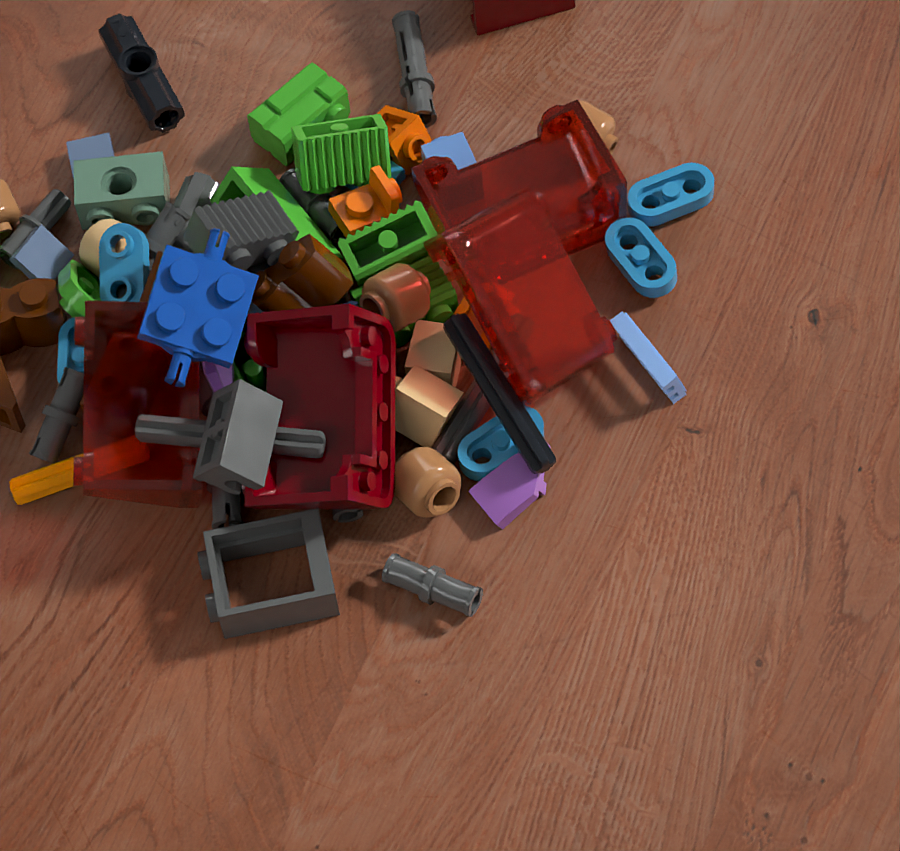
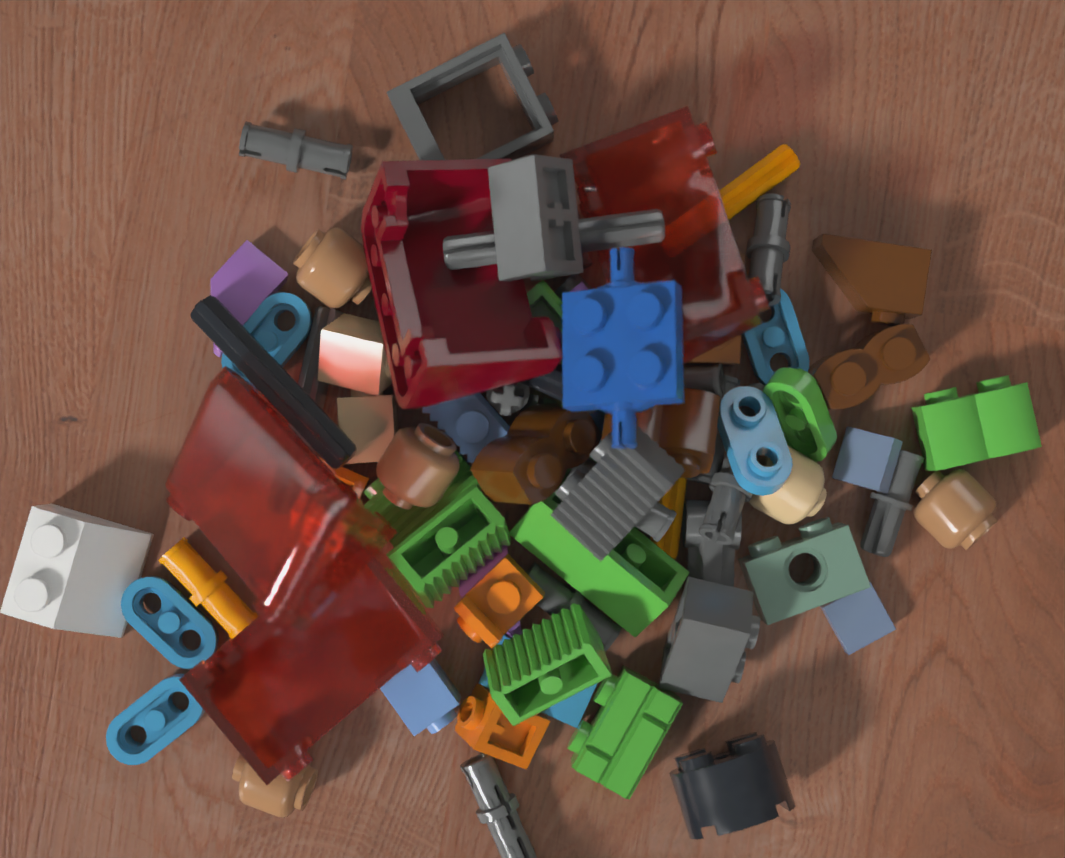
camera: 160 degrees right, 30 degrees up
(141, 73) = (860, 770): black piece -> none
(209, 147) = (708, 640): none -> dark grey brick
(230, 56) = (731, 787): none -> black brick
(603, 275) = (208, 587): none -> light orange pin
(648, 357) = (128, 486): light blue tile -> none
(711, 308) = (74, 571): none -> white slope

